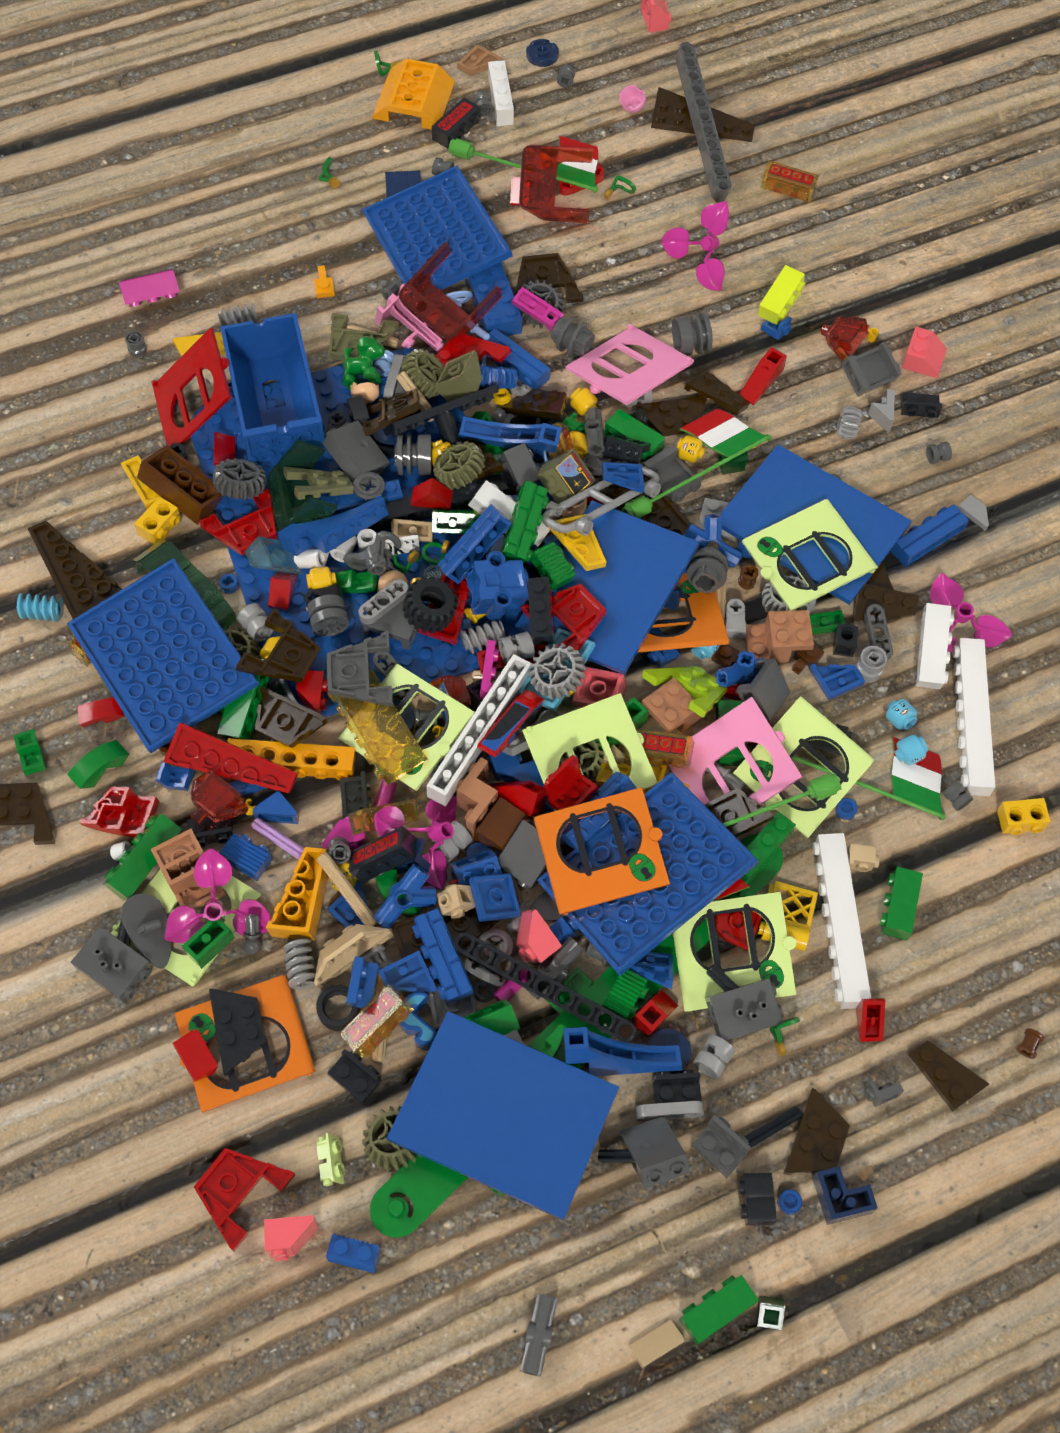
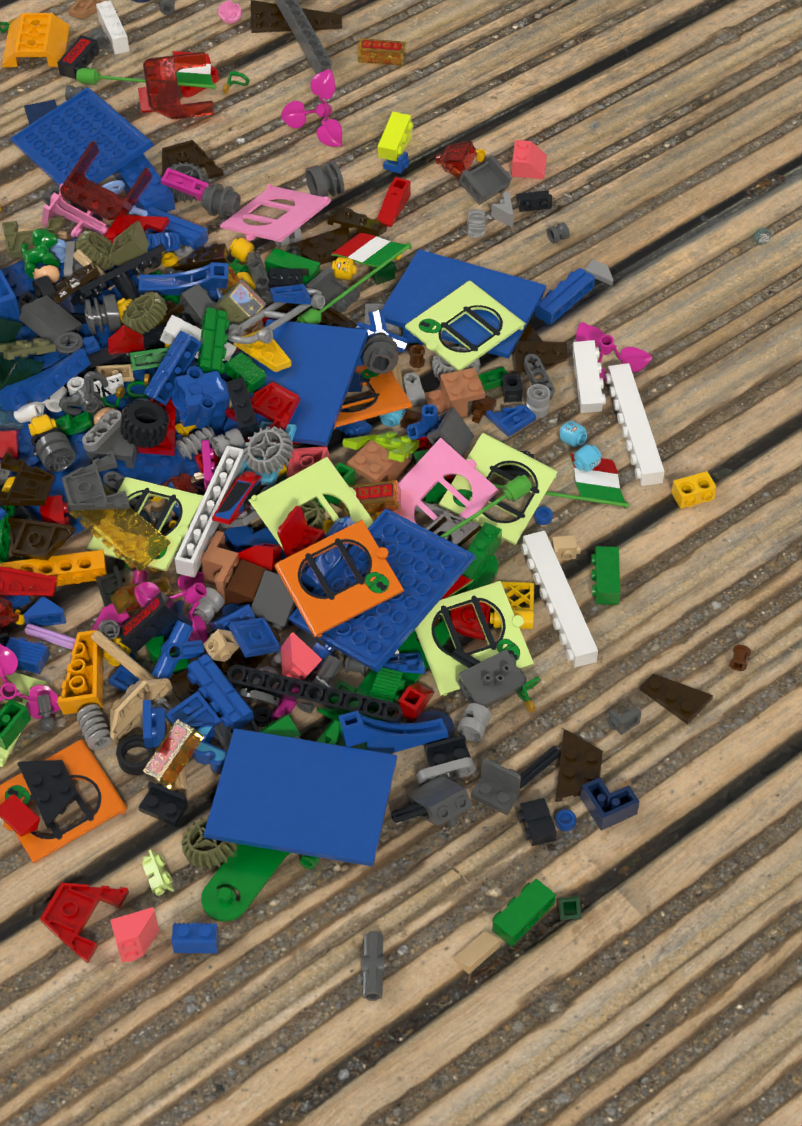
camera: 10 degrees left, 10 degrees down
(870, 1019) = (601, 666): red slope -> none
(958, 796) = (634, 485): dark grey wheel -> none

